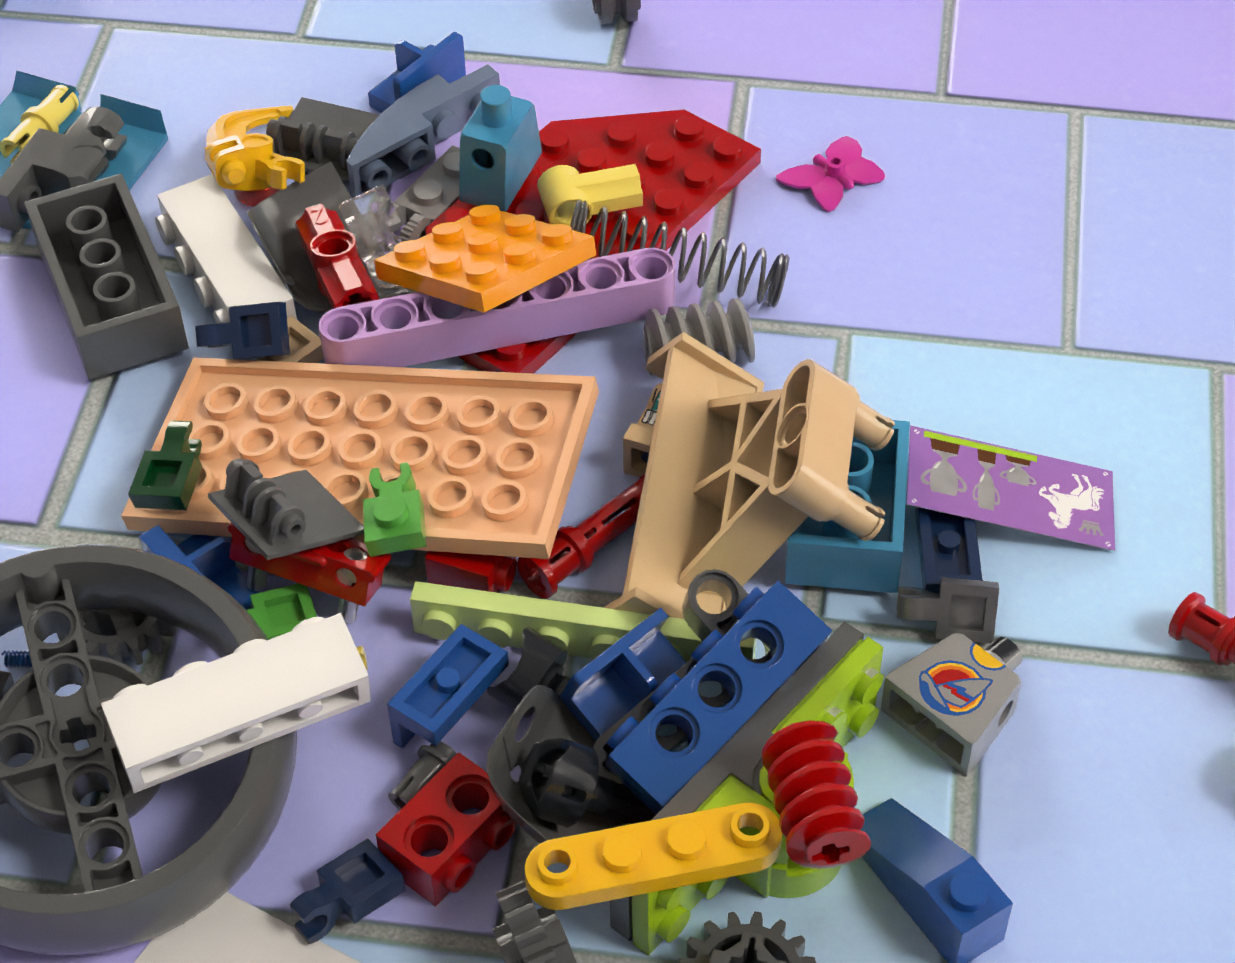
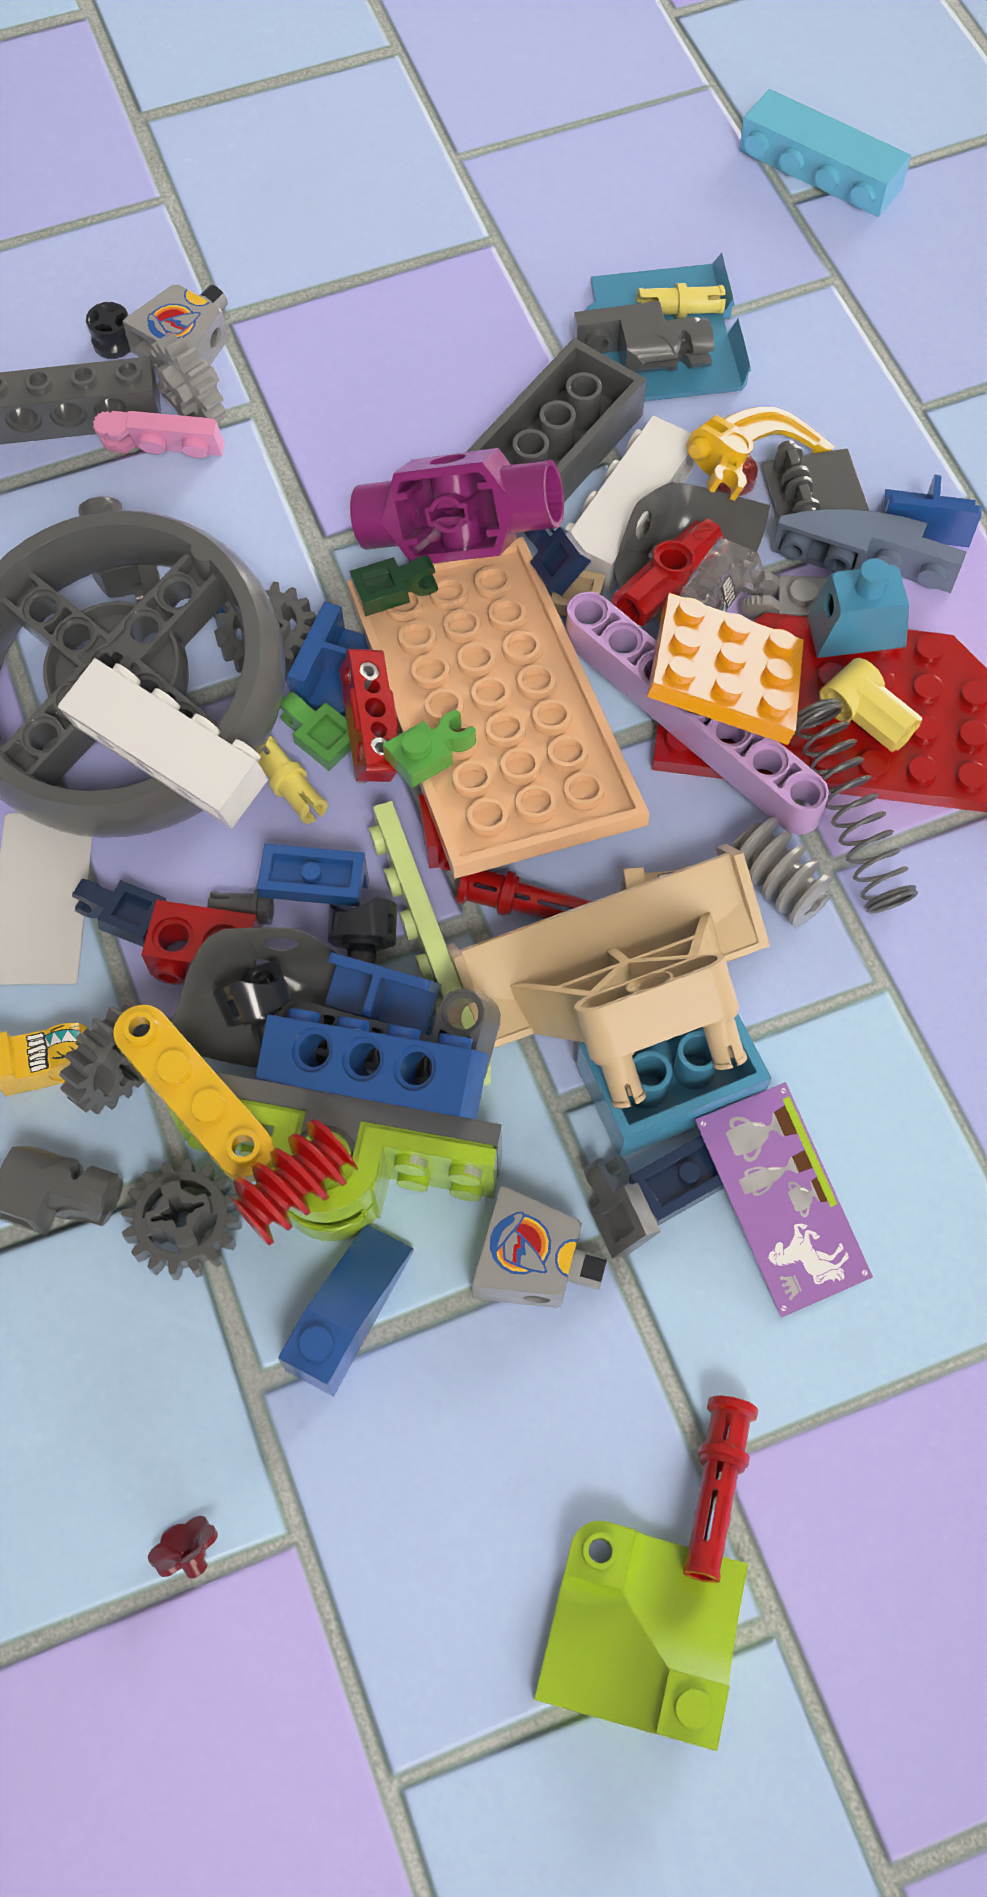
camera: 60 degrees right, 15 degrees up
(132, 374) = (457, 505): none -> magenta brick
(282, 511) = (379, 676): dark grey hinge -> none

